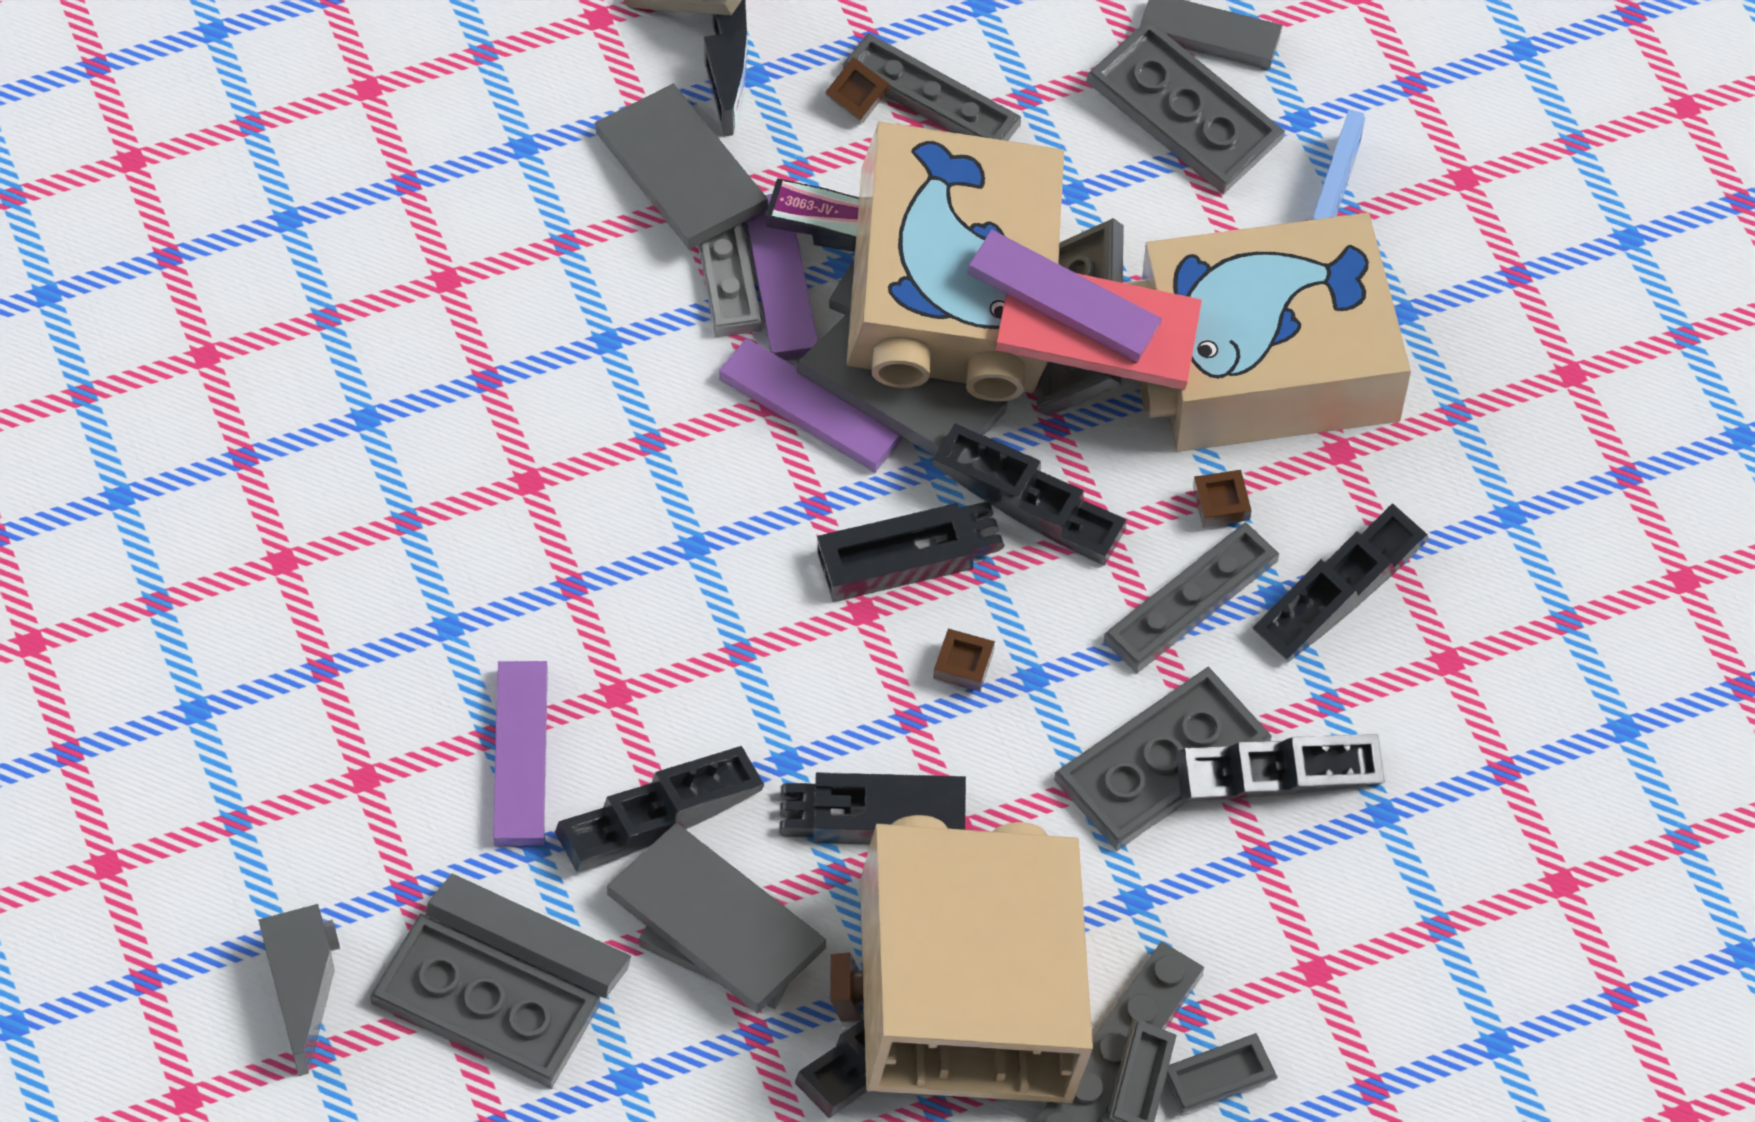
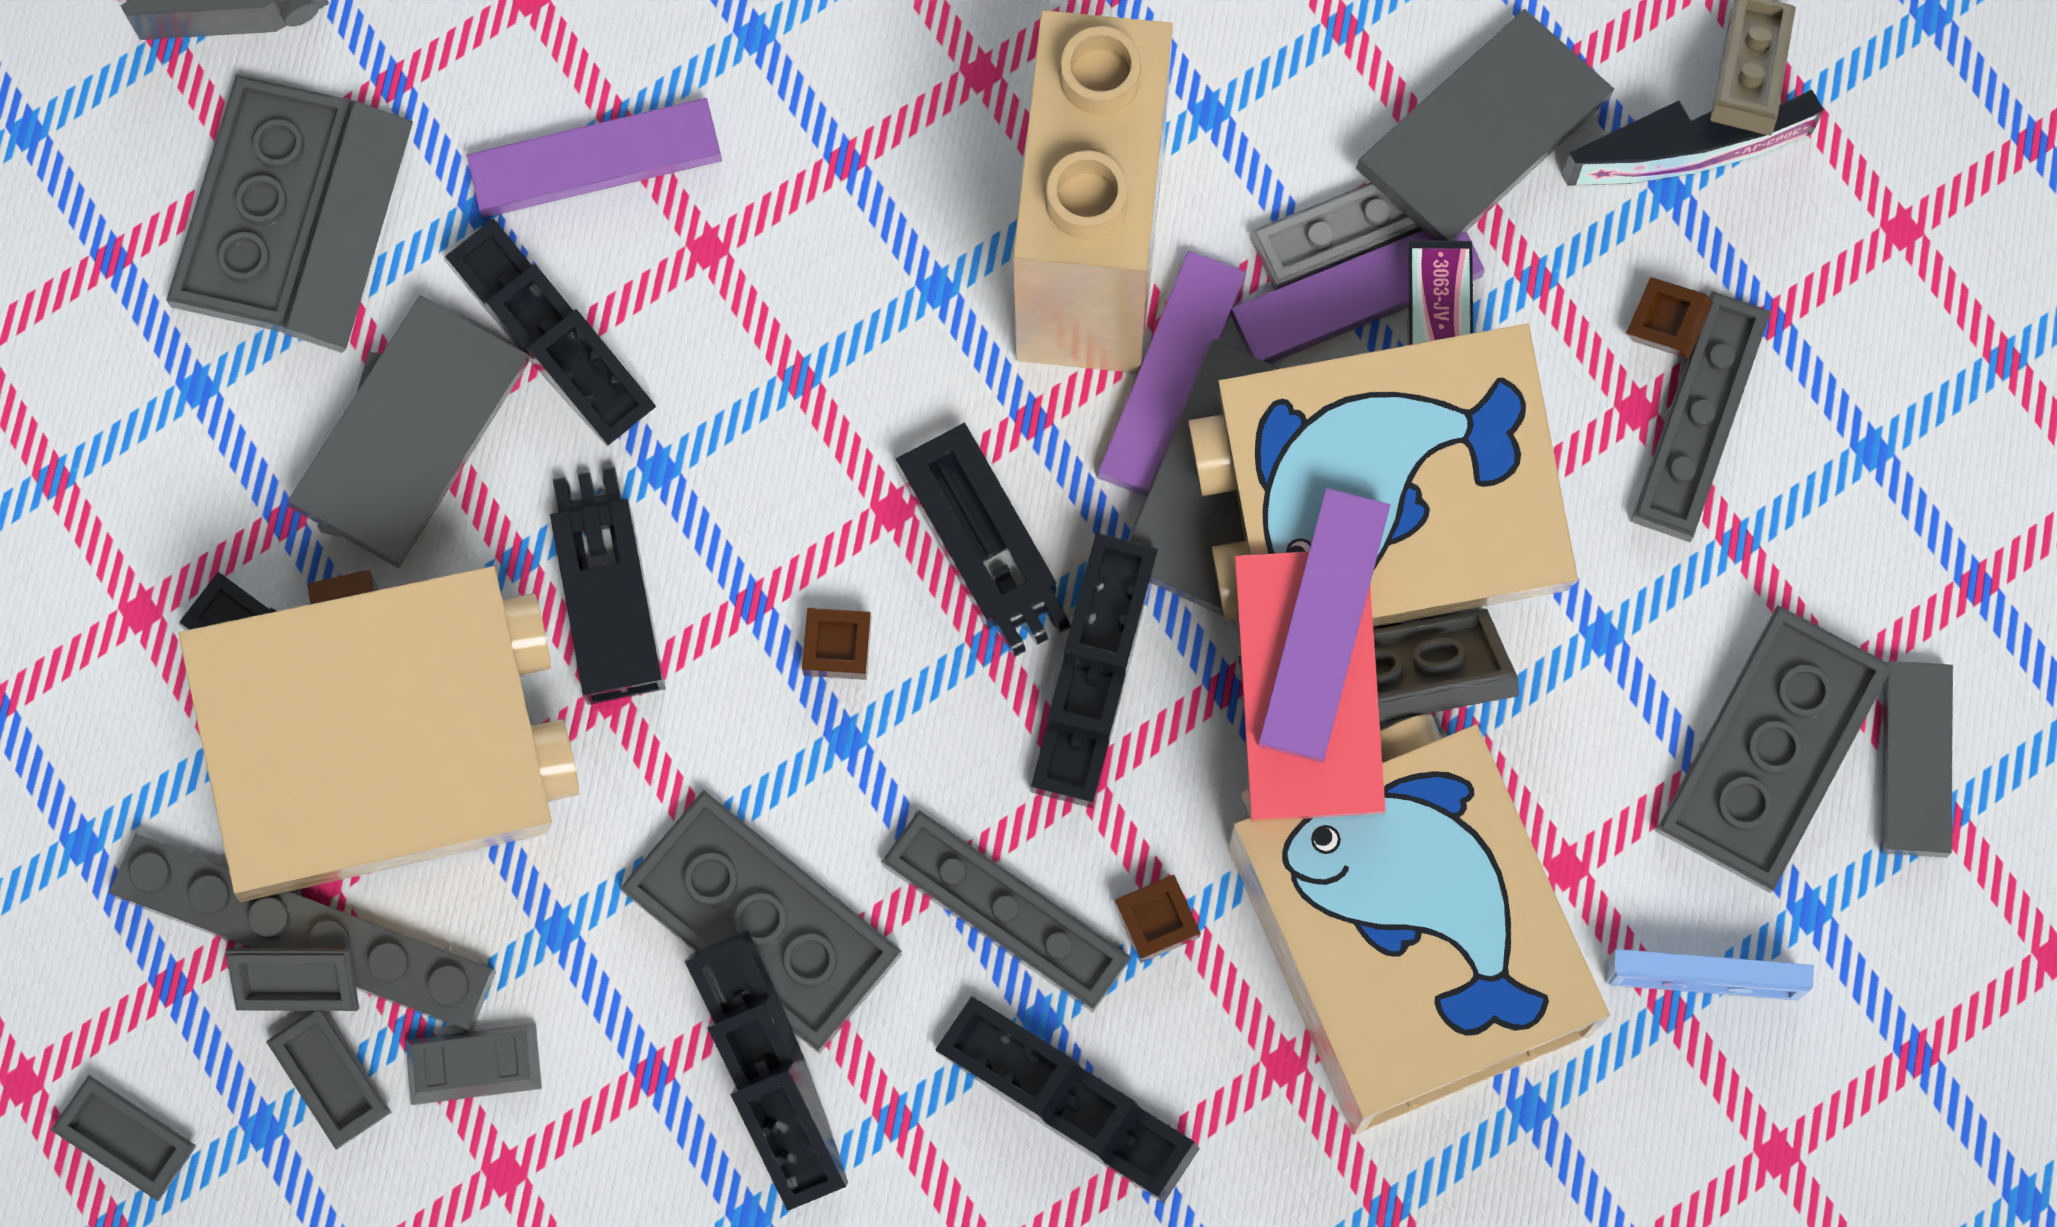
camera: 80 degrees right, 15 degrees up
(691, 376) = (1091, 190): none -> tan brick
(1229, 975) = (473, 1064): none -> dark grey tile

